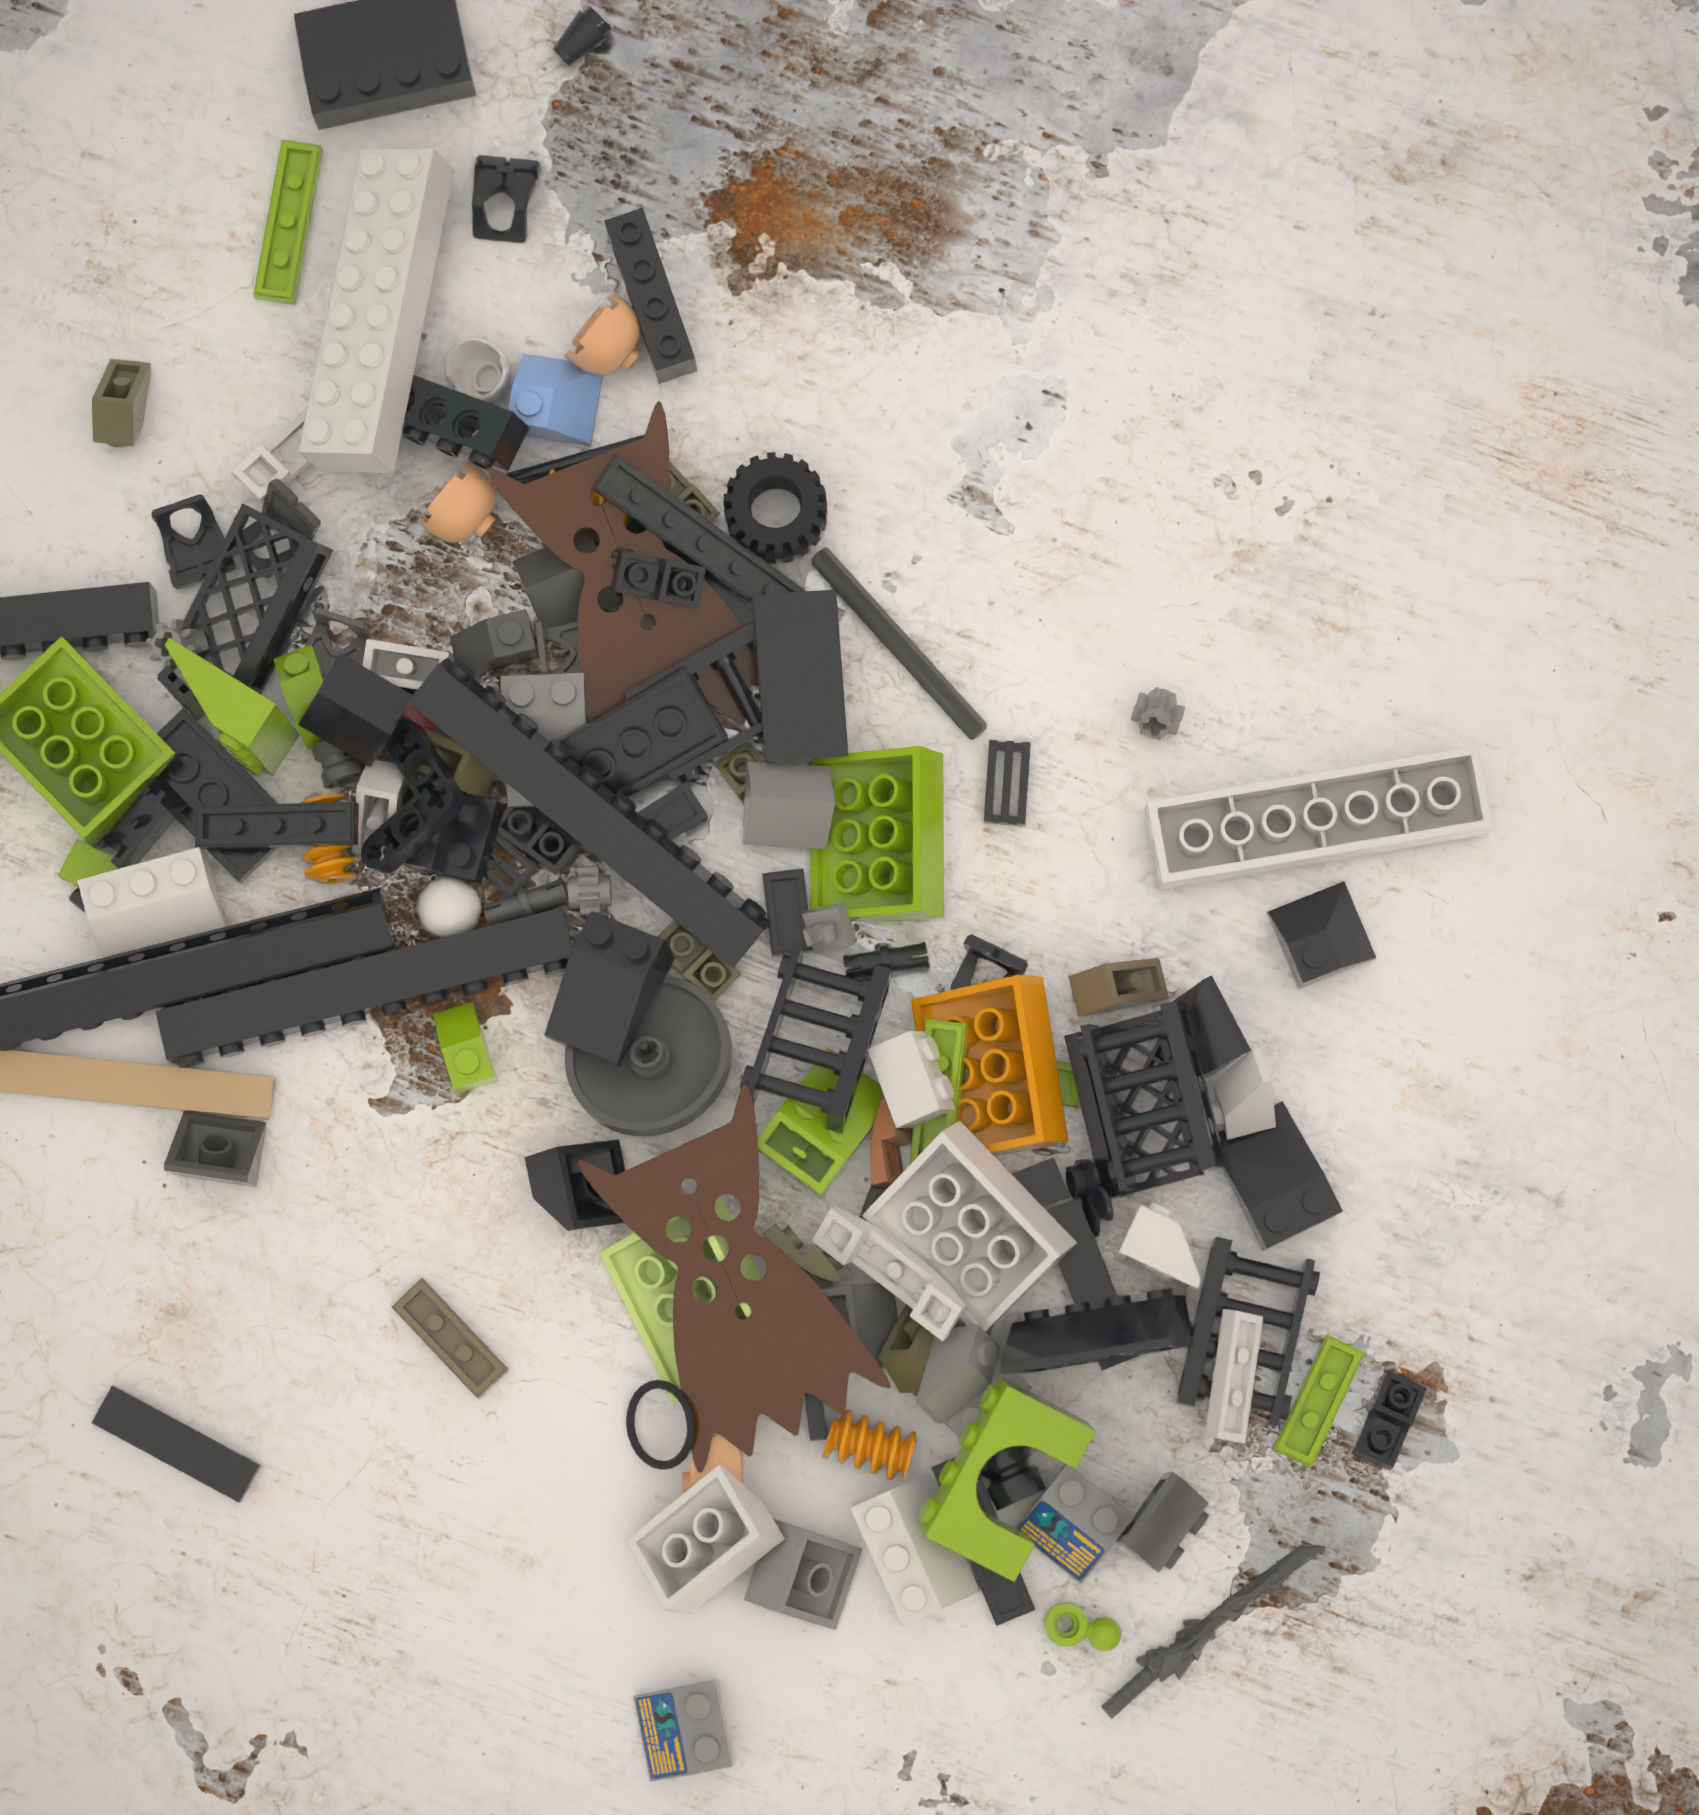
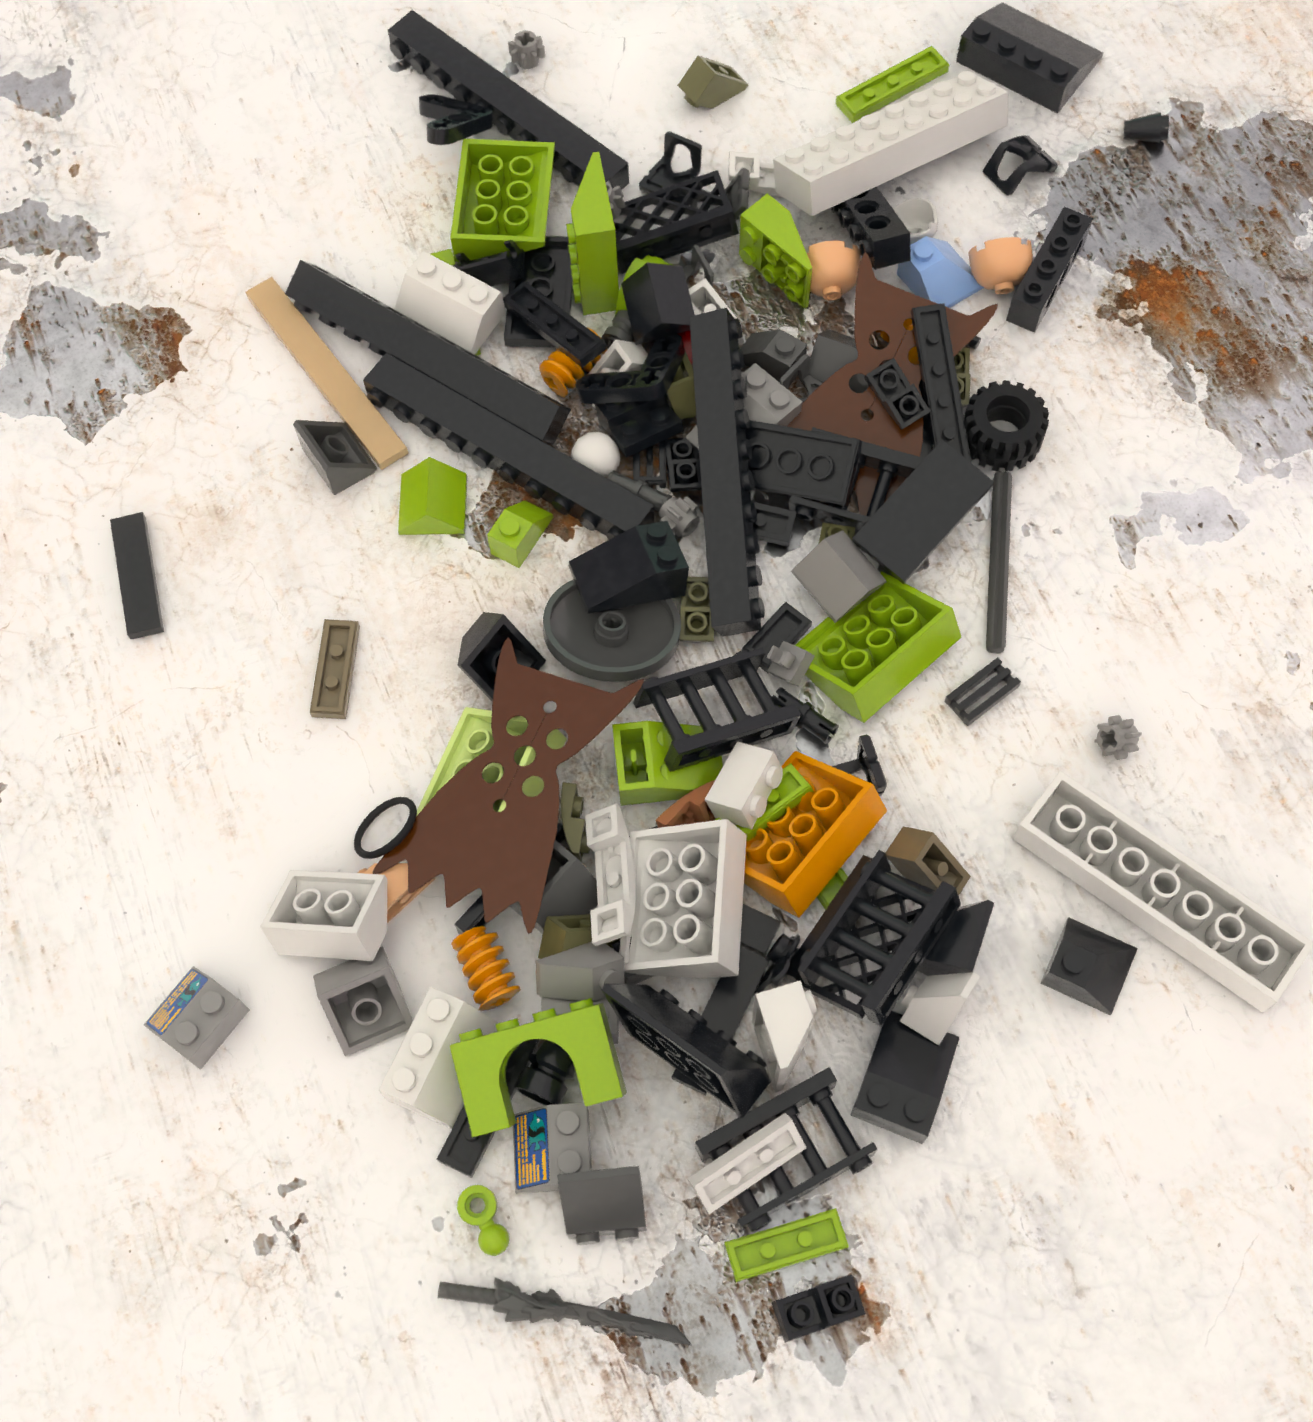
camera: 45 degrees right, 15 degrees down
(353, 1101) = (432, 499): none -> lime slope
(380, 531) = (775, 248): none -> lime slope

